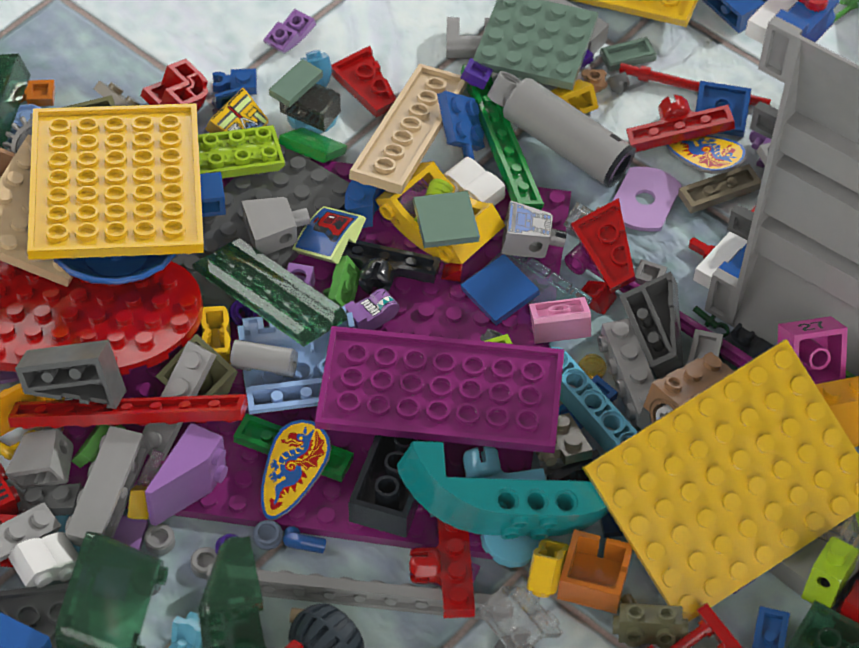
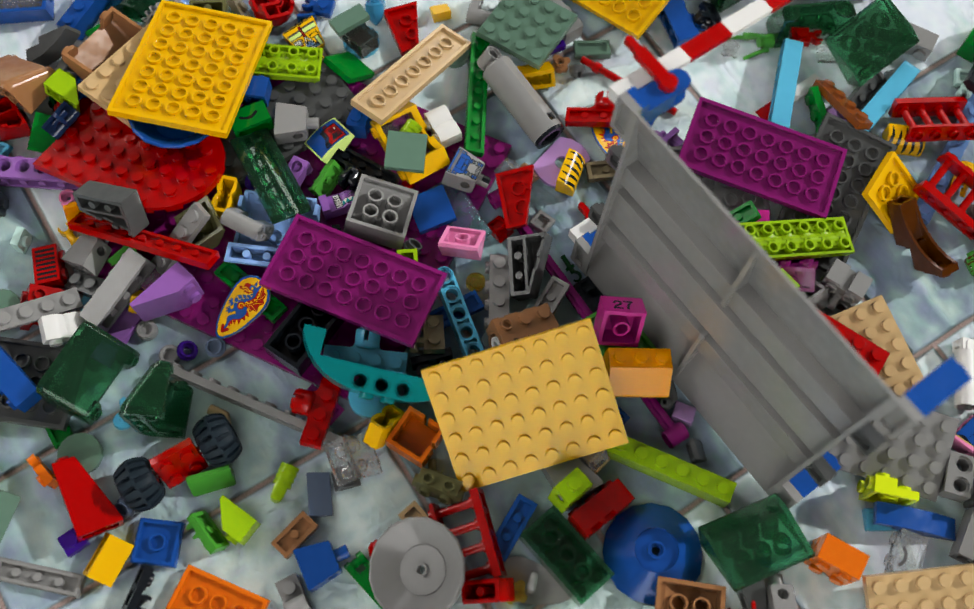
camera: 15 degrees right, 15 degrees up
(219, 229) = (251, 119): none -> green brick
(295, 540) = (235, 359): blue arm -> none
(407, 53) = (440, 12): none -> yellow slope
(437, 301) = (380, 212): none -> light grey slope
(461, 122) = (452, 79): blue plate -> none
(476, 74) = (476, 42): dark purple plate -> none
(664, 205) = (570, 173): none -> yellow brick

